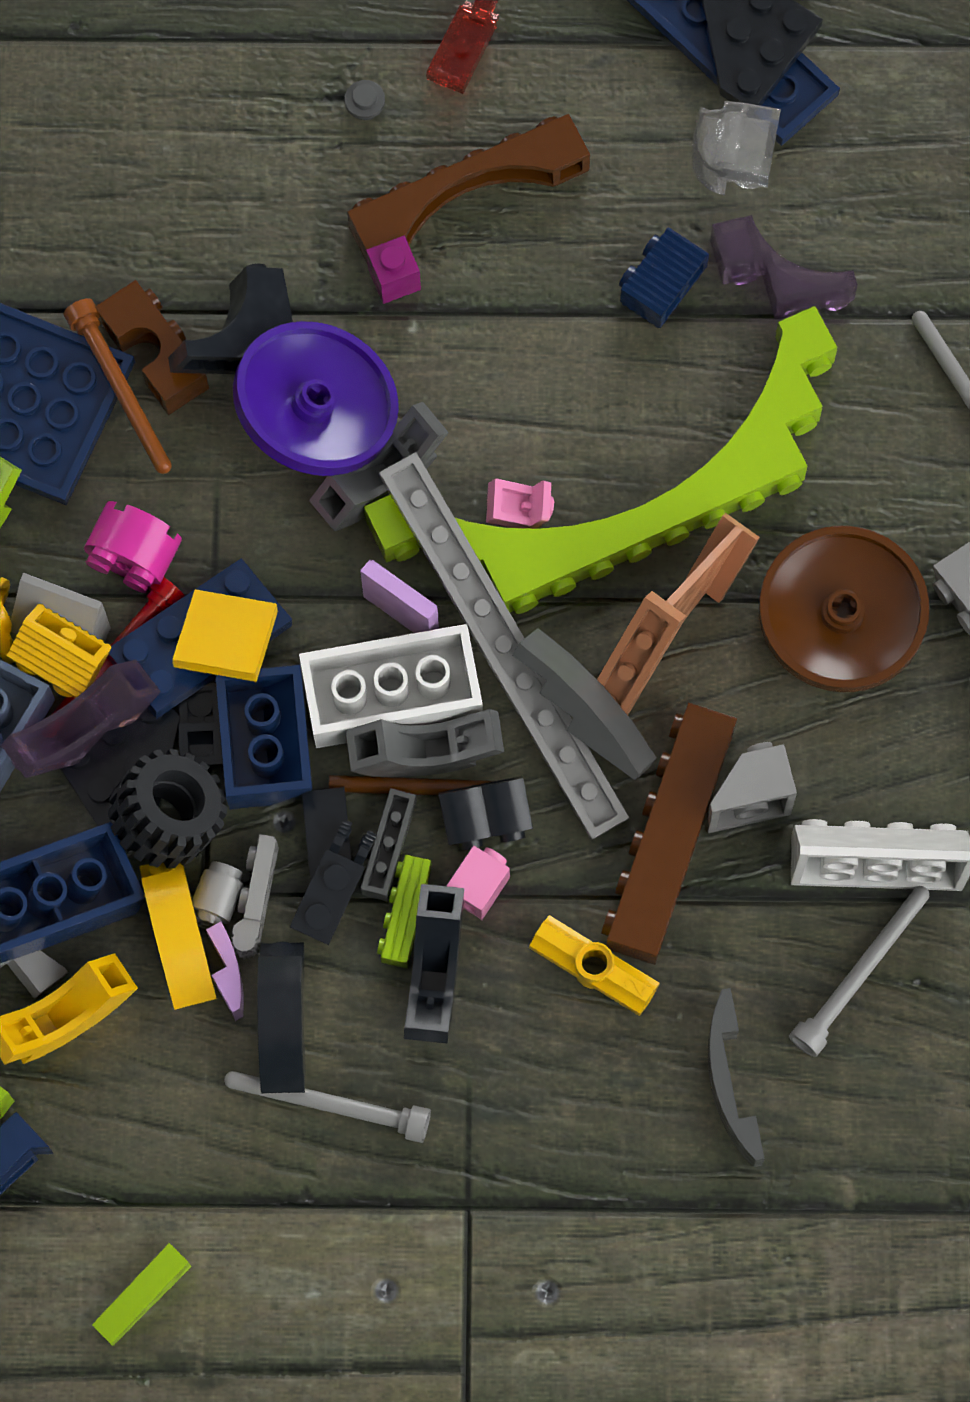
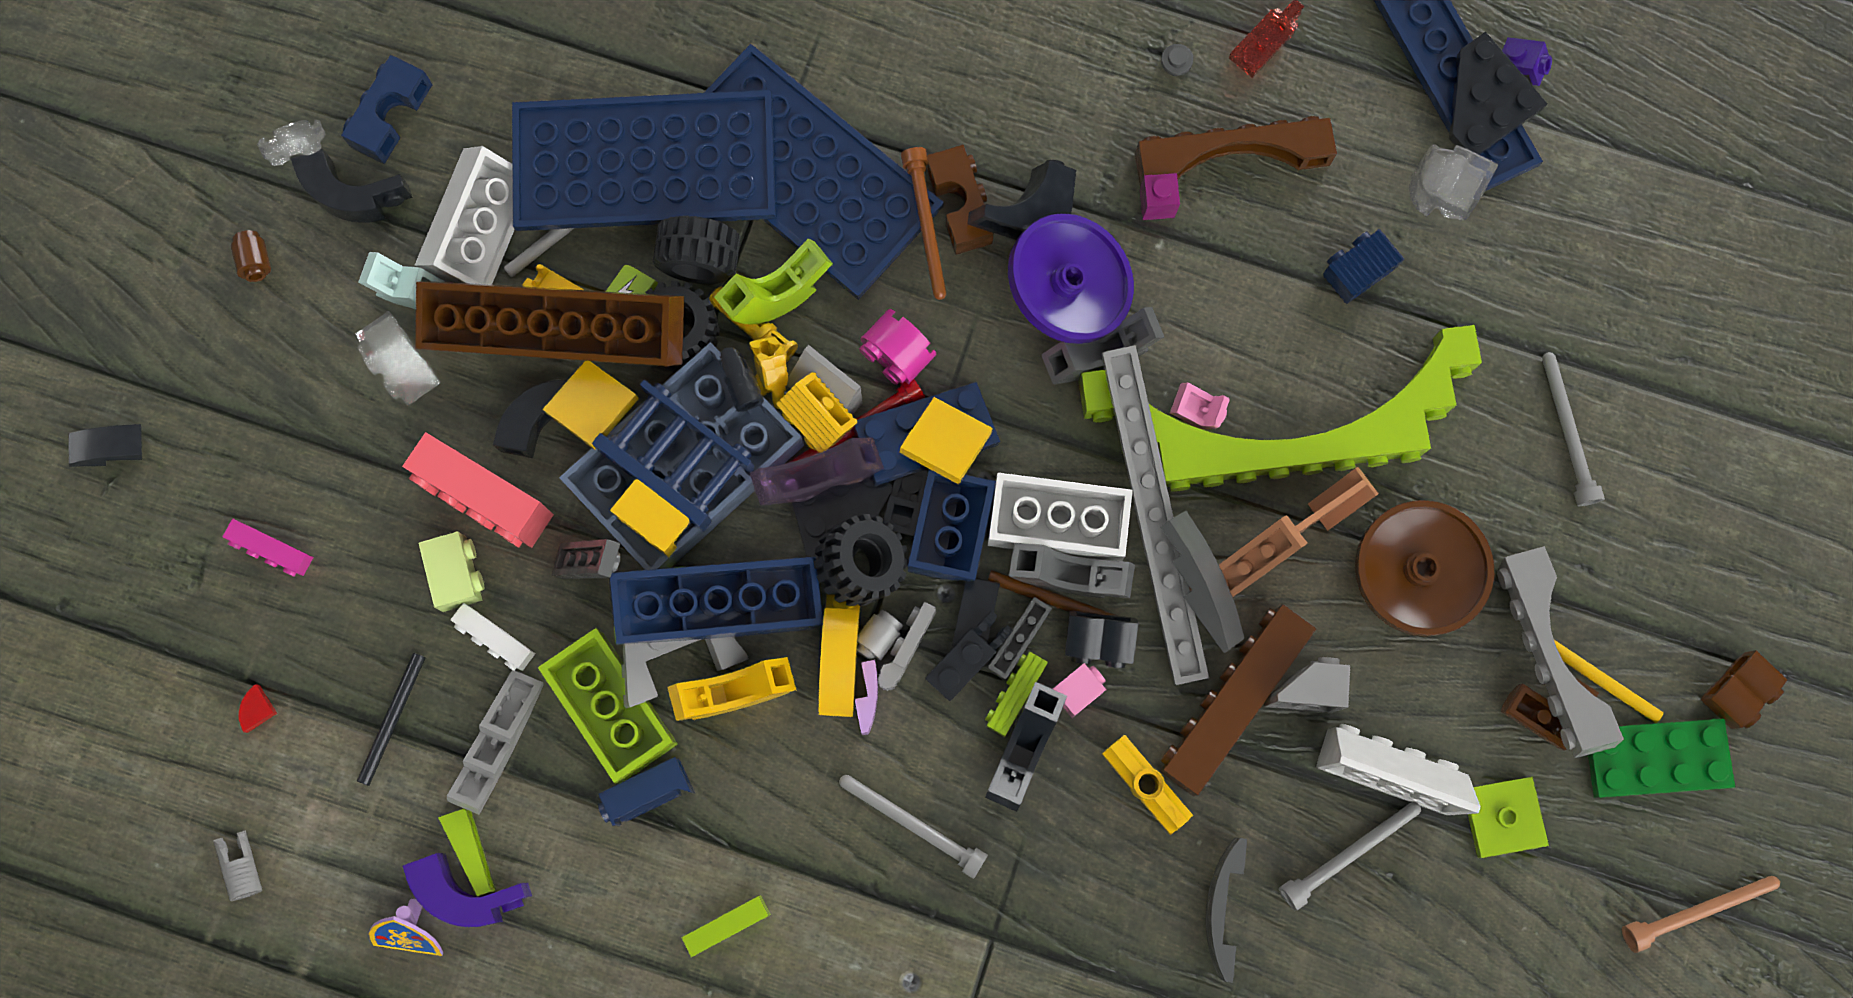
camera: 15 degrees right, 5 degrees up
(281, 1017) = (897, 747): black arch -> none
(398, 599) = (1086, 454): lavender tile -> none
(791, 289) = (1457, 305): clear purple arch -> none

